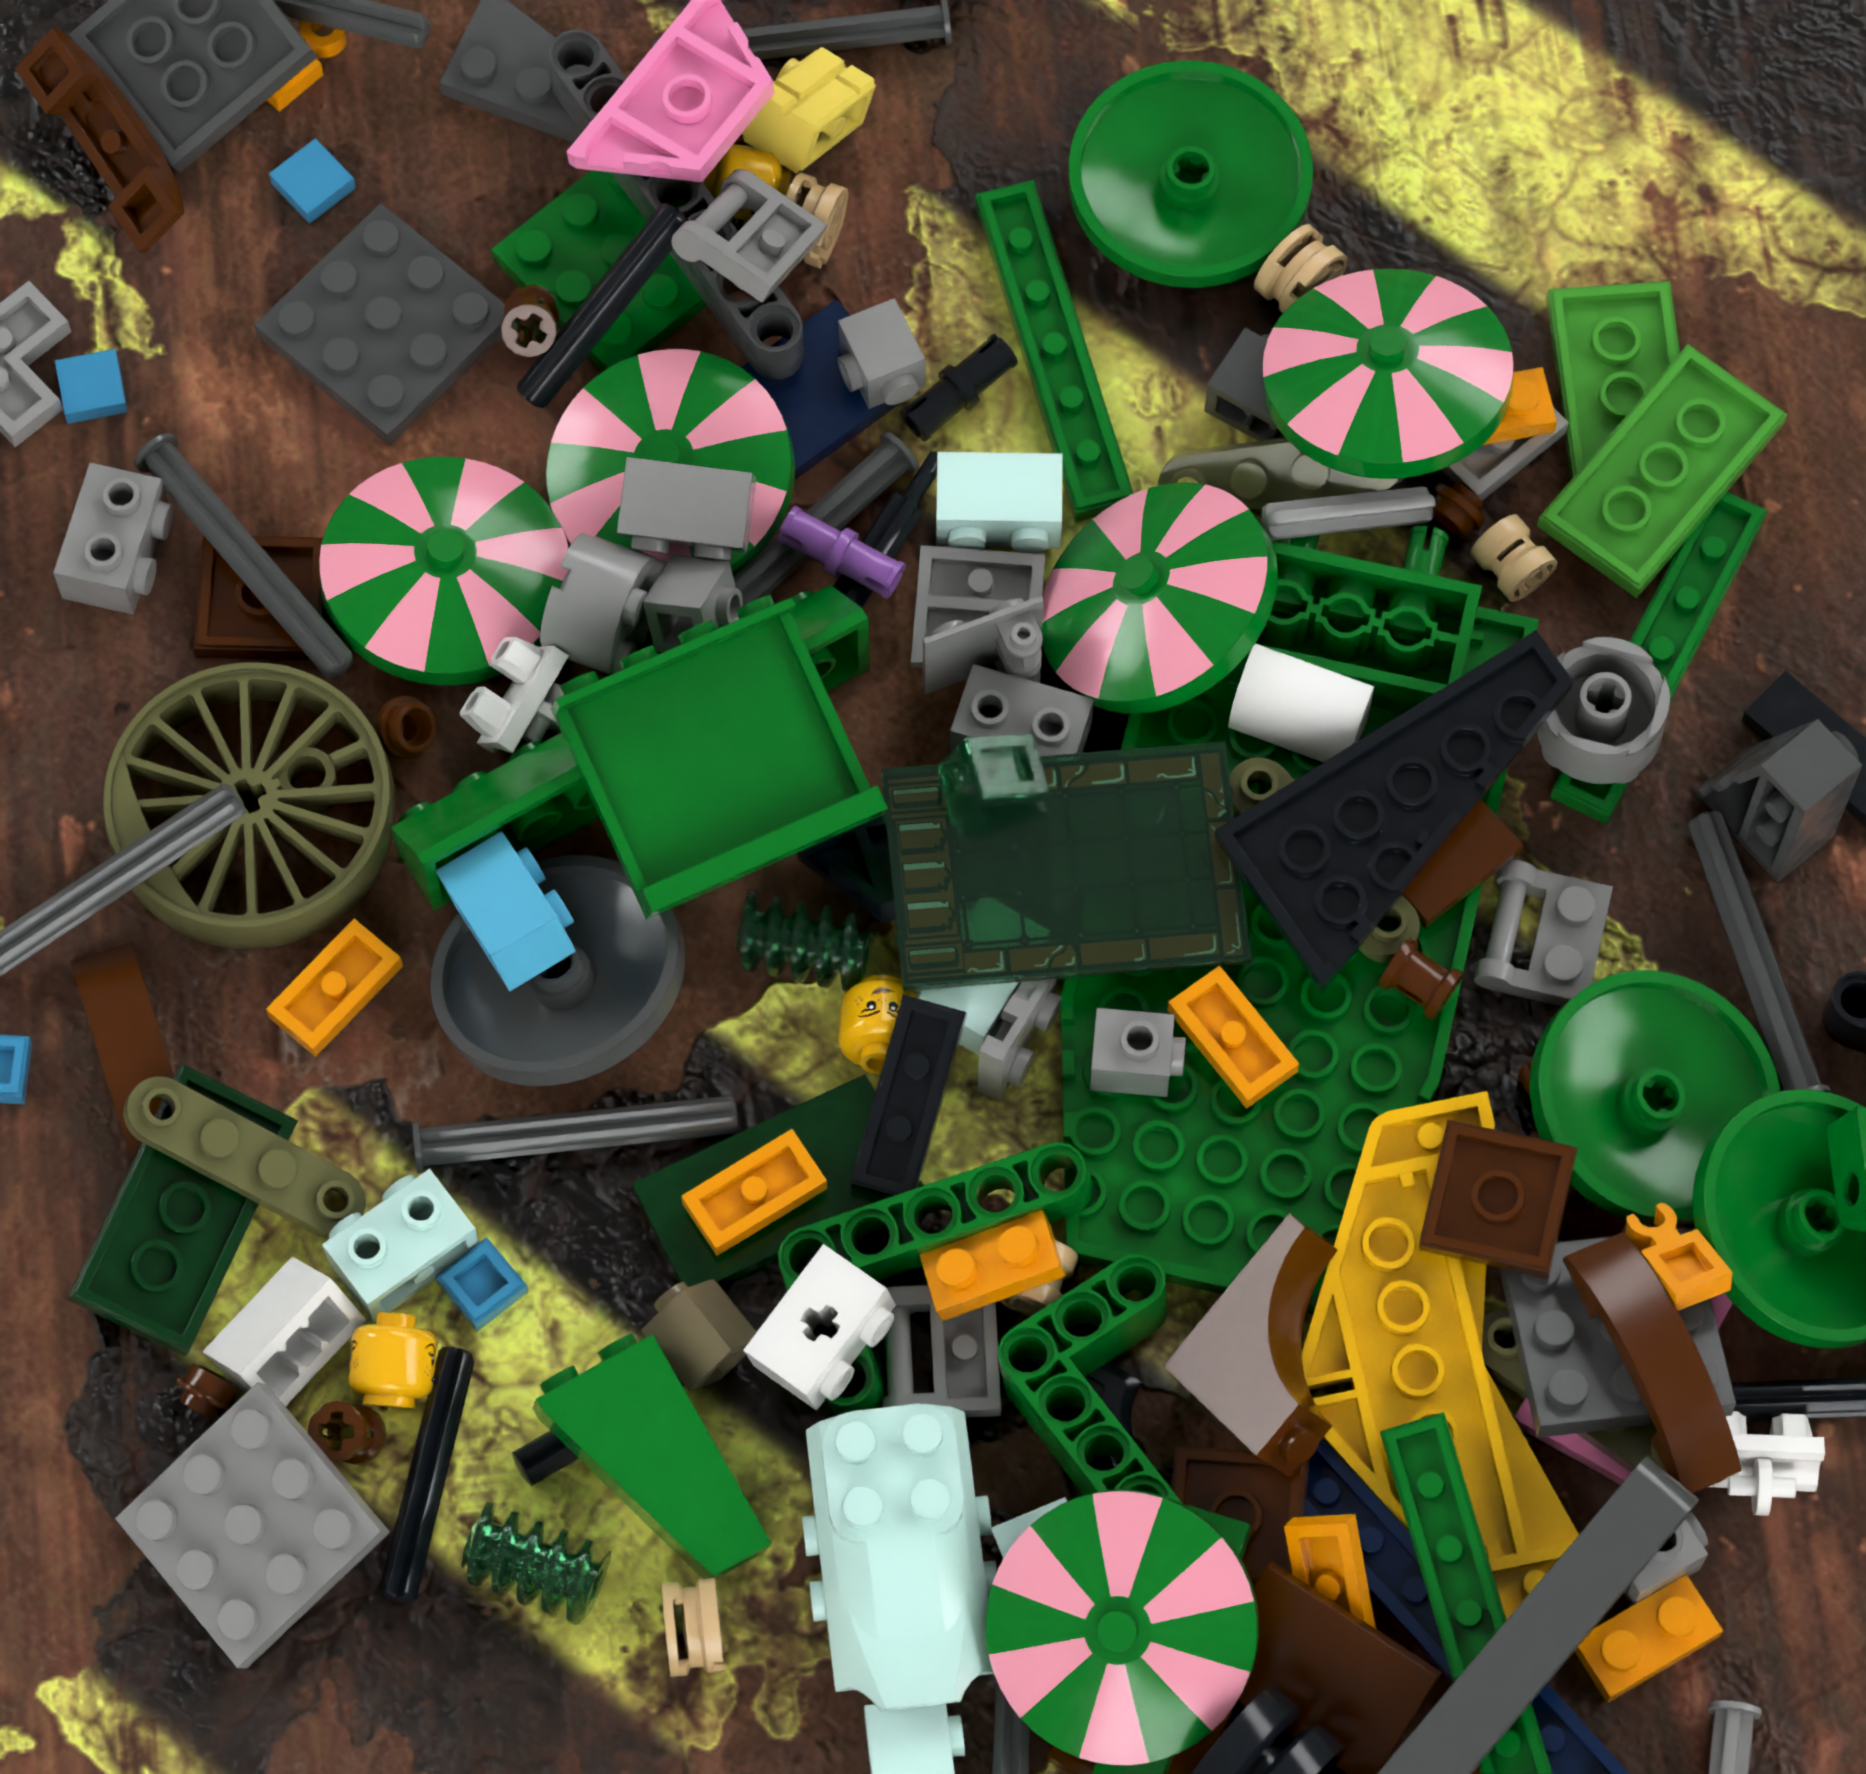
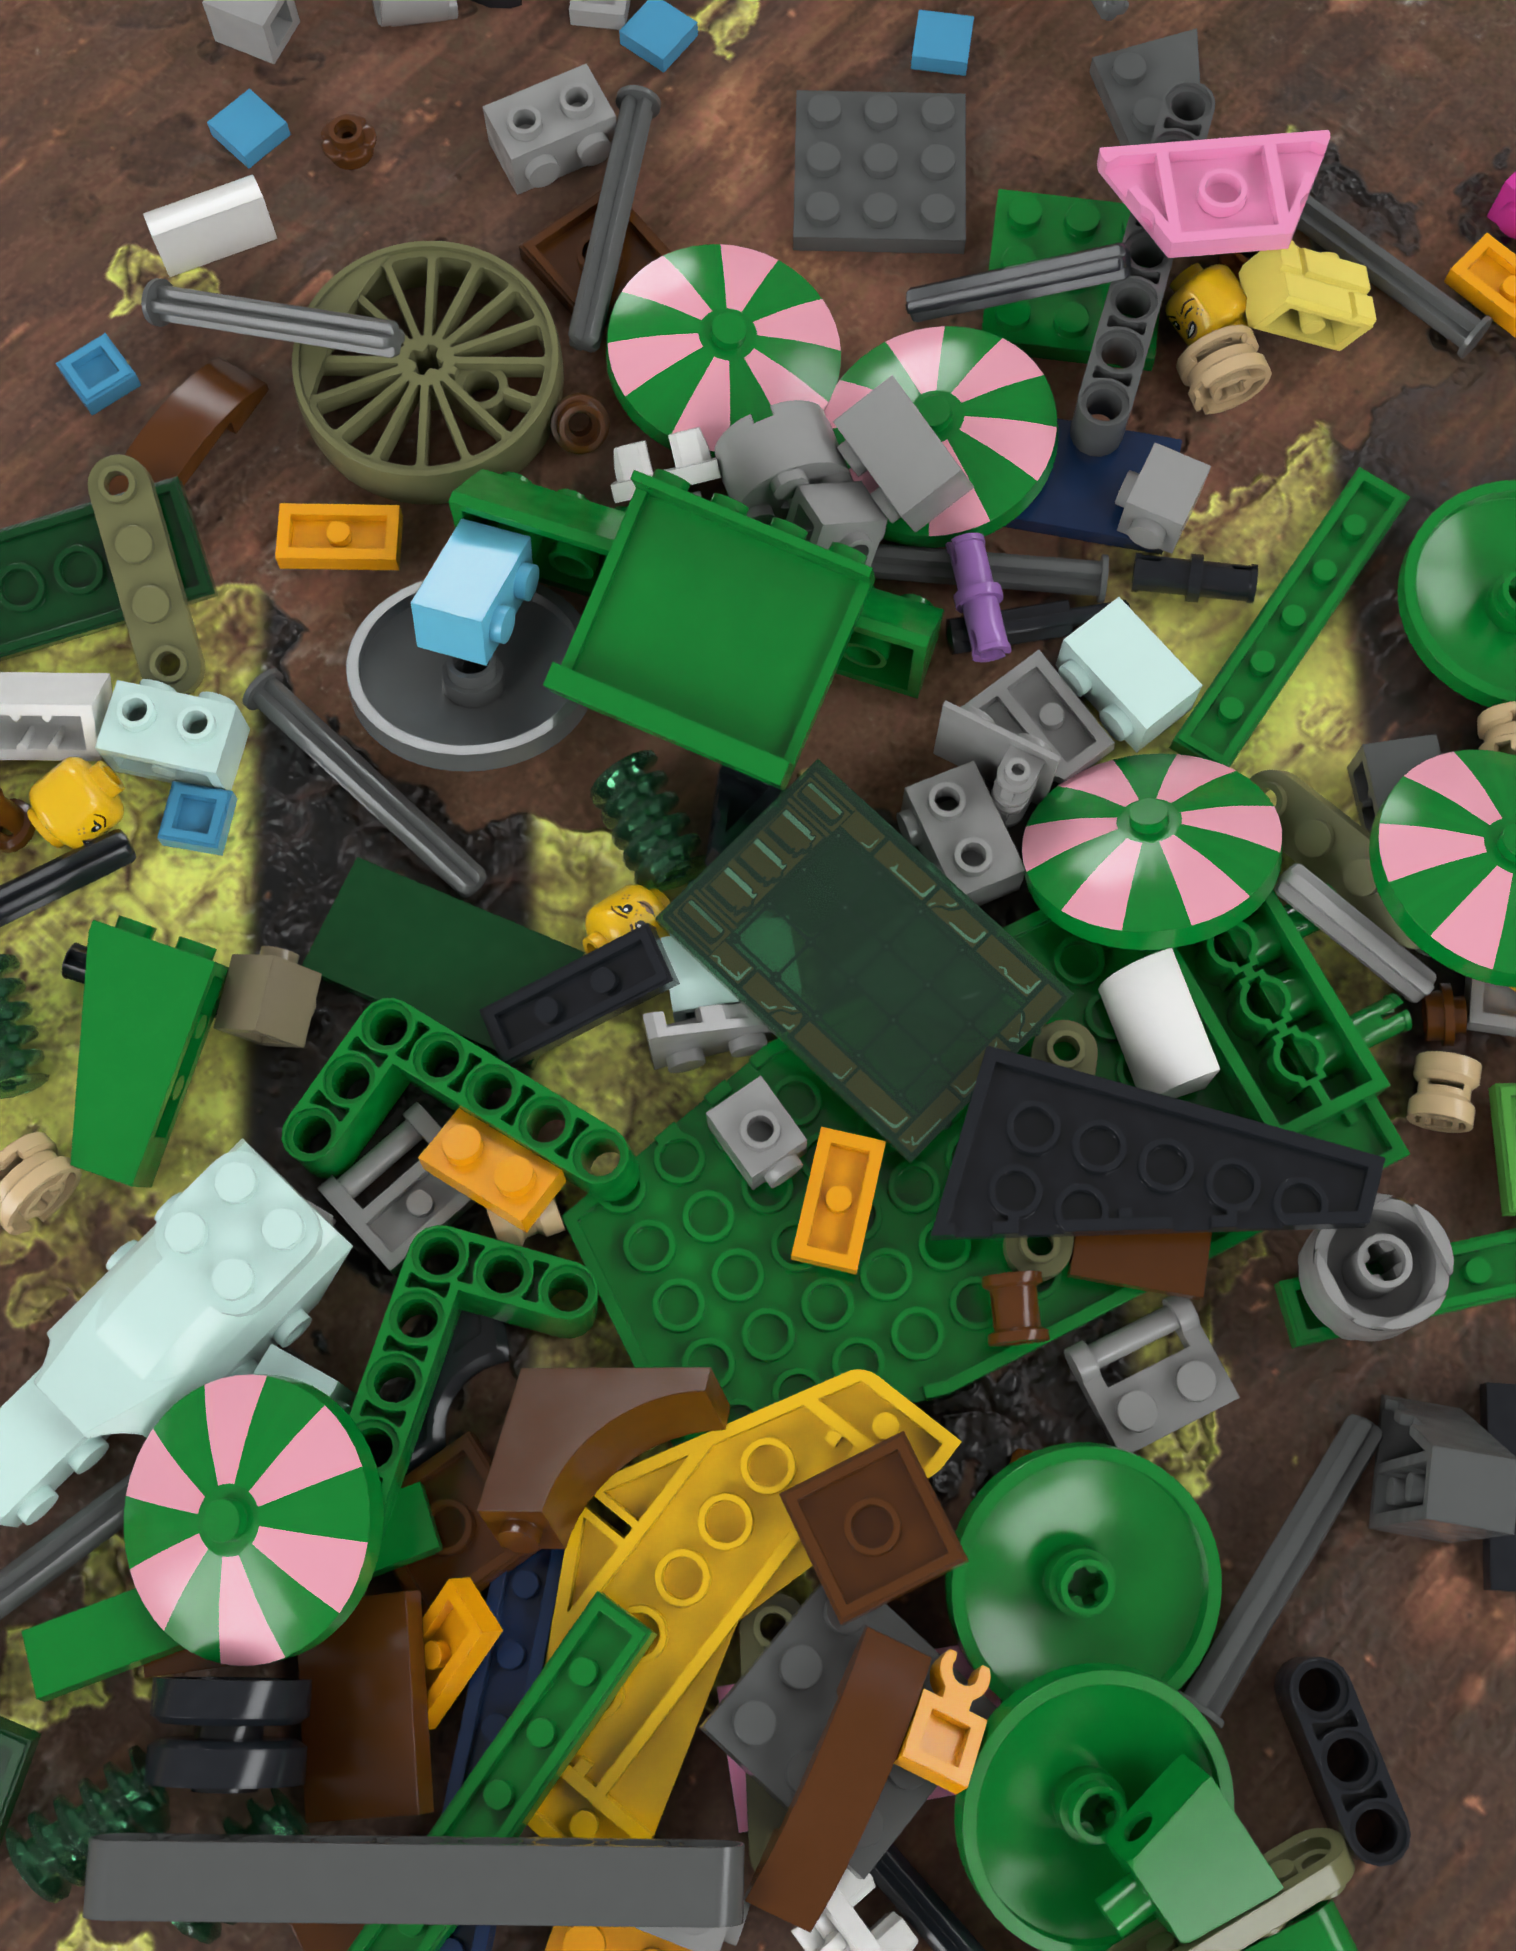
camera: 50 degrees right, 5 degrees up
(541, 333) = (951, 239): reddish brown bush -> none
(754, 1192) = (412, 947): light orange plate -> none
(763, 248) = (1157, 339): light grey plate -> none
(823, 1294) = (290, 1067): white brick -> none
(991, 774) = (880, 840): clear green bracket -> none

